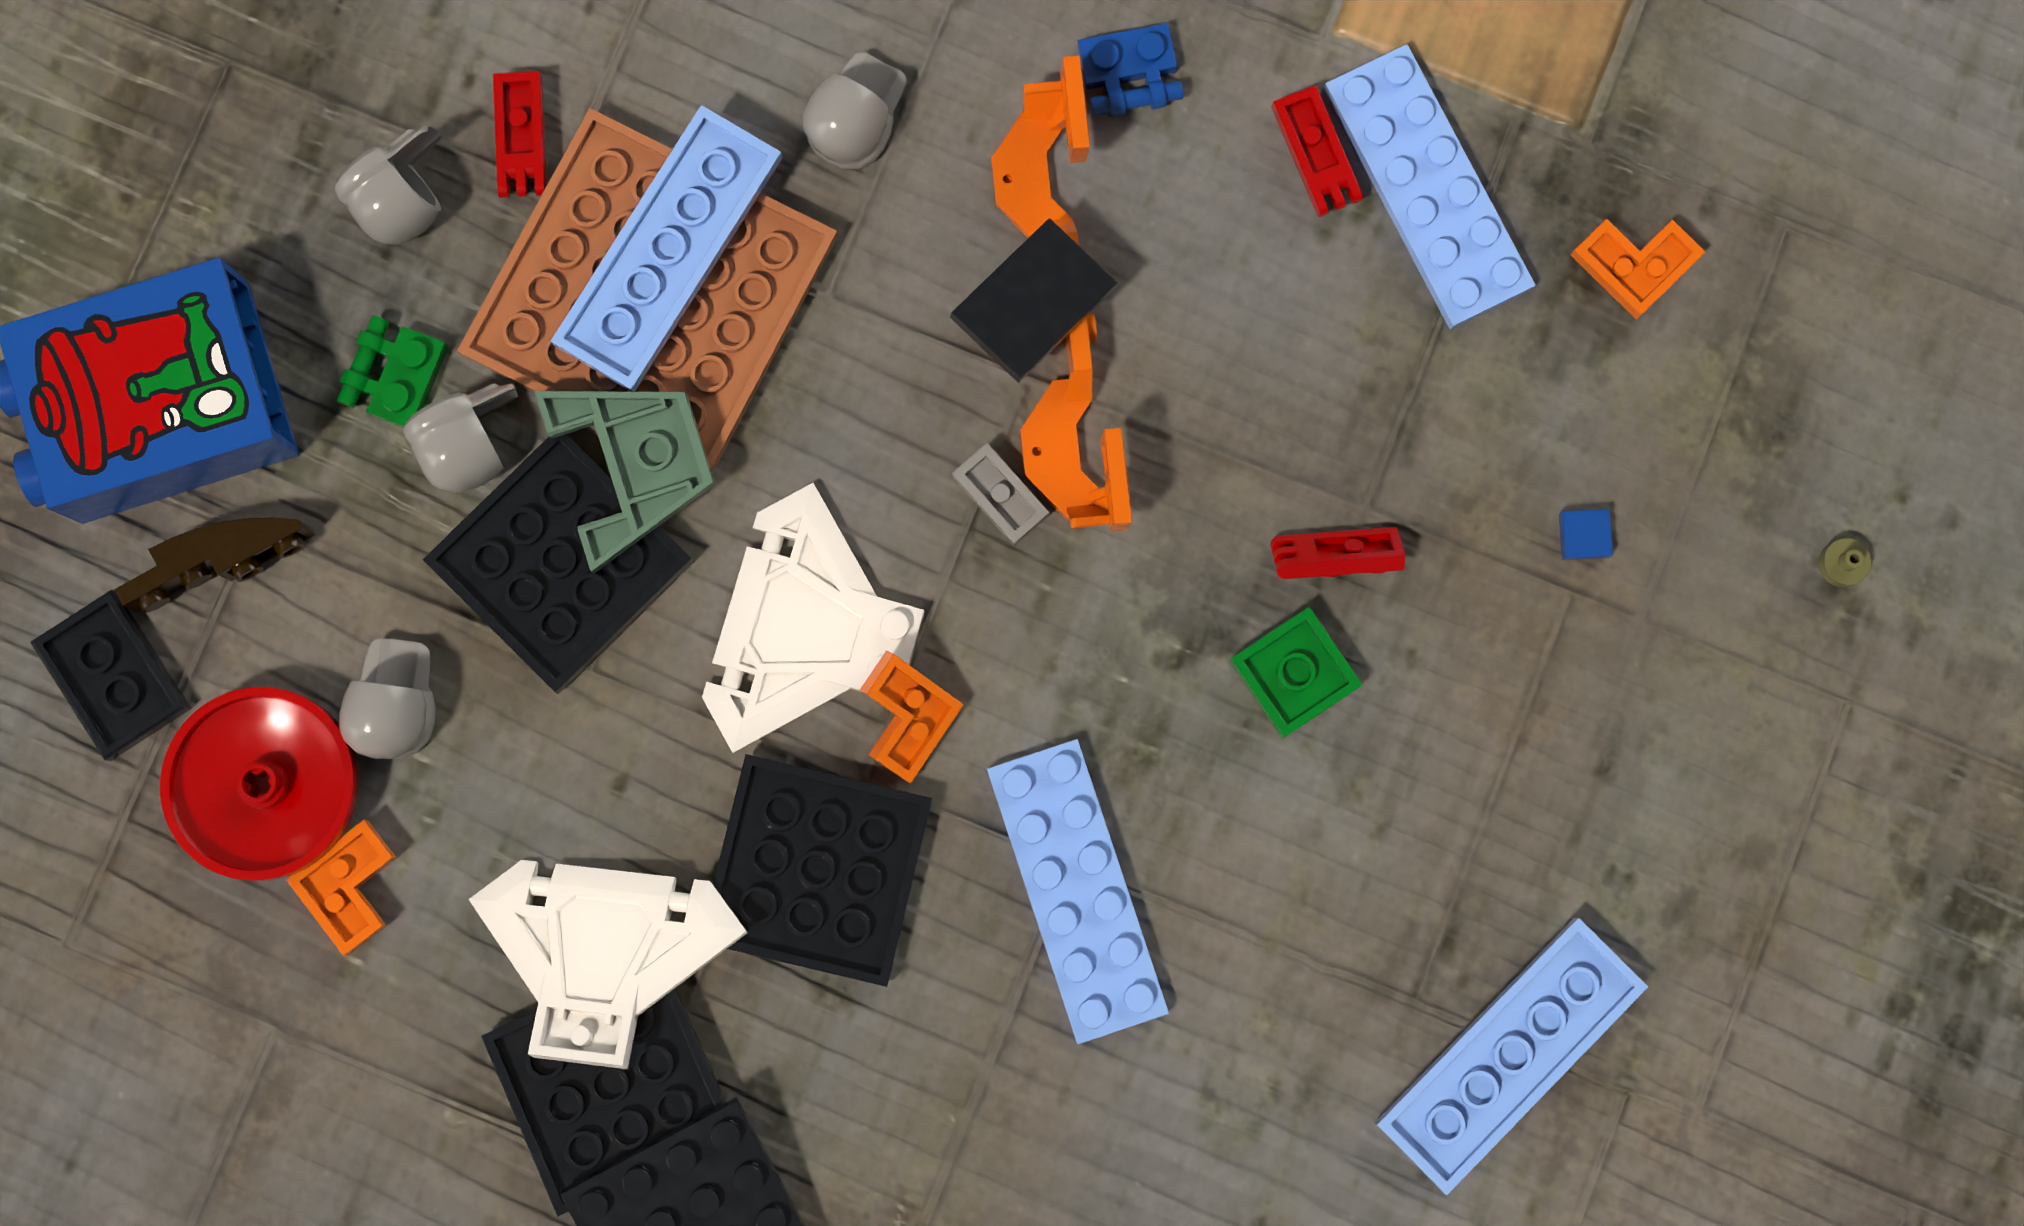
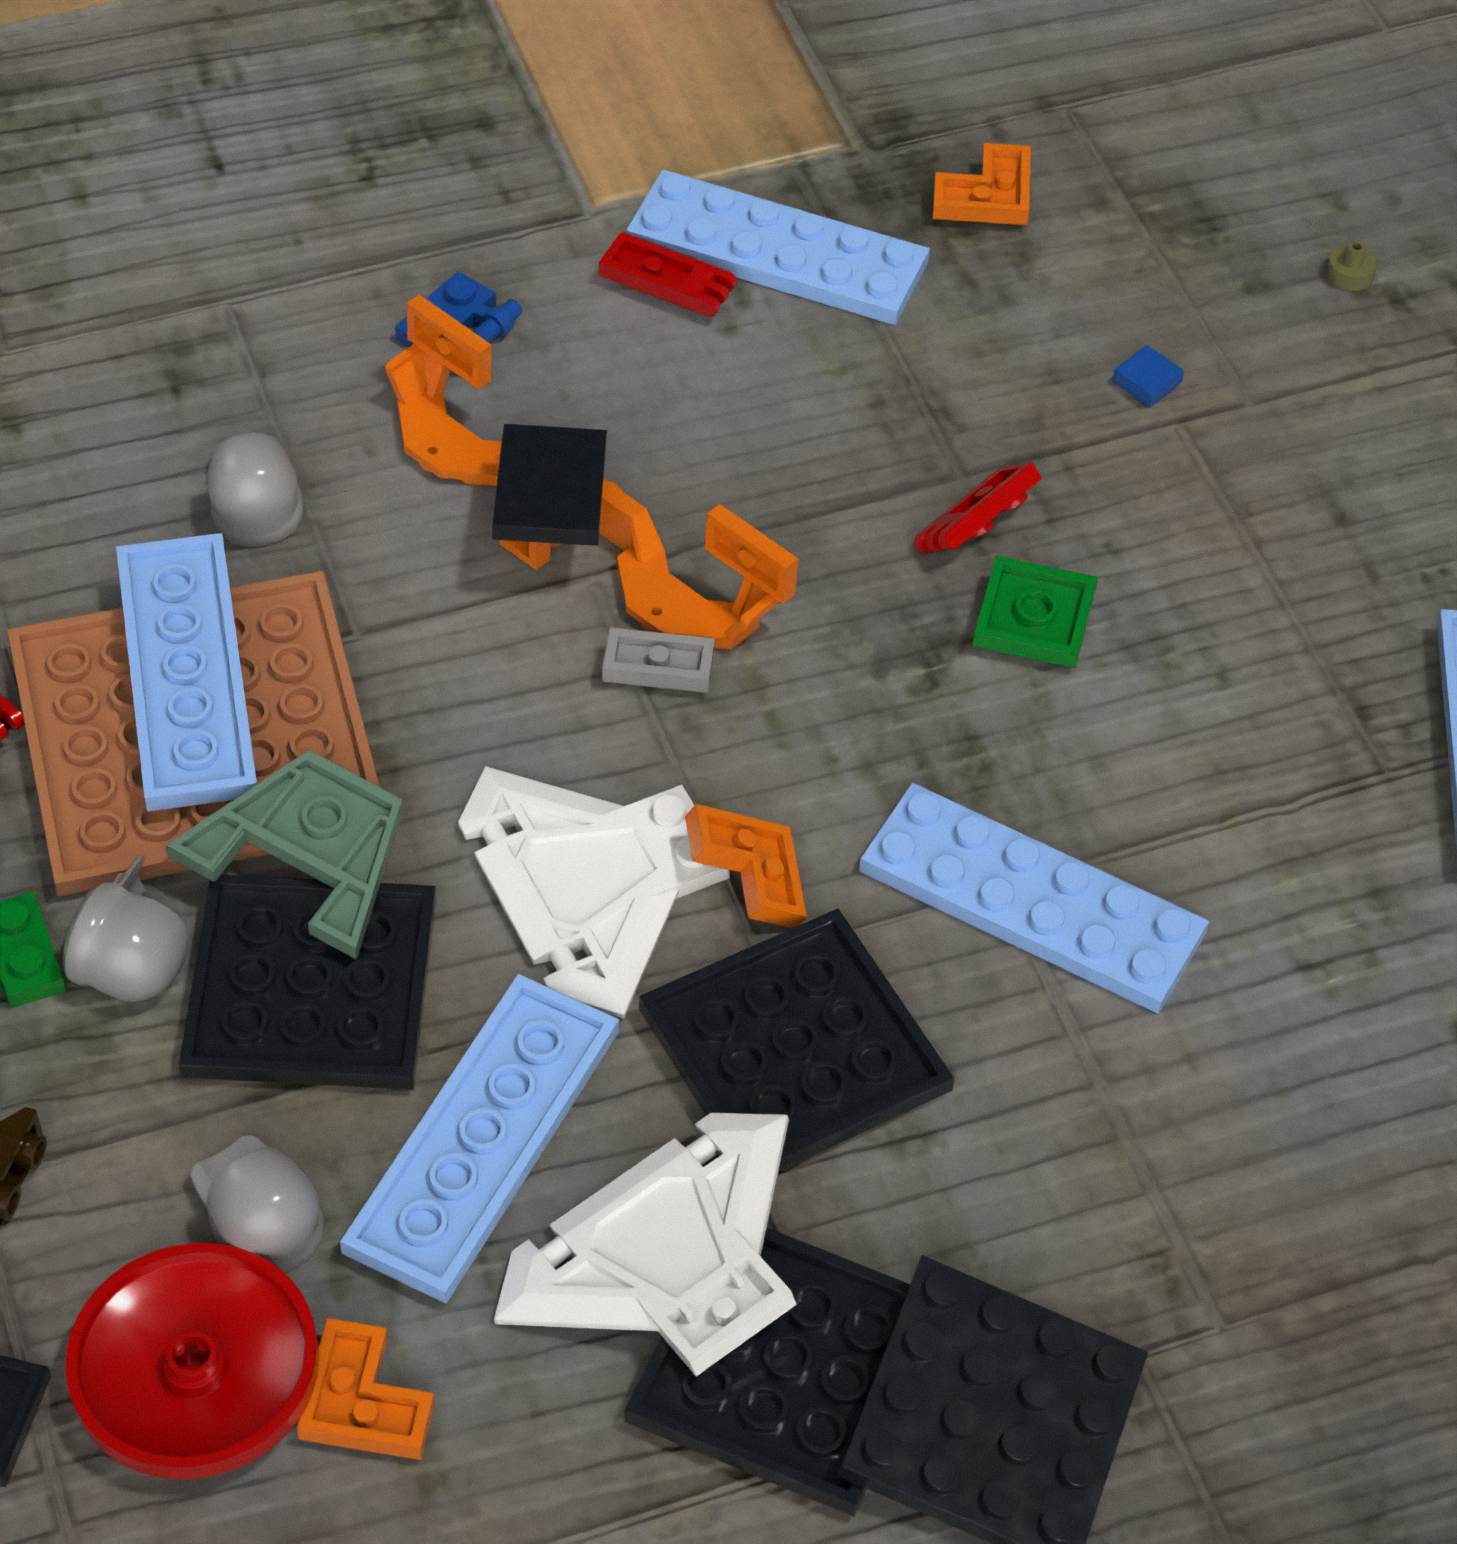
camera: 40 degrees left, 30 degrees down
(566, 767) = (480, 1138): none -> light blue plate

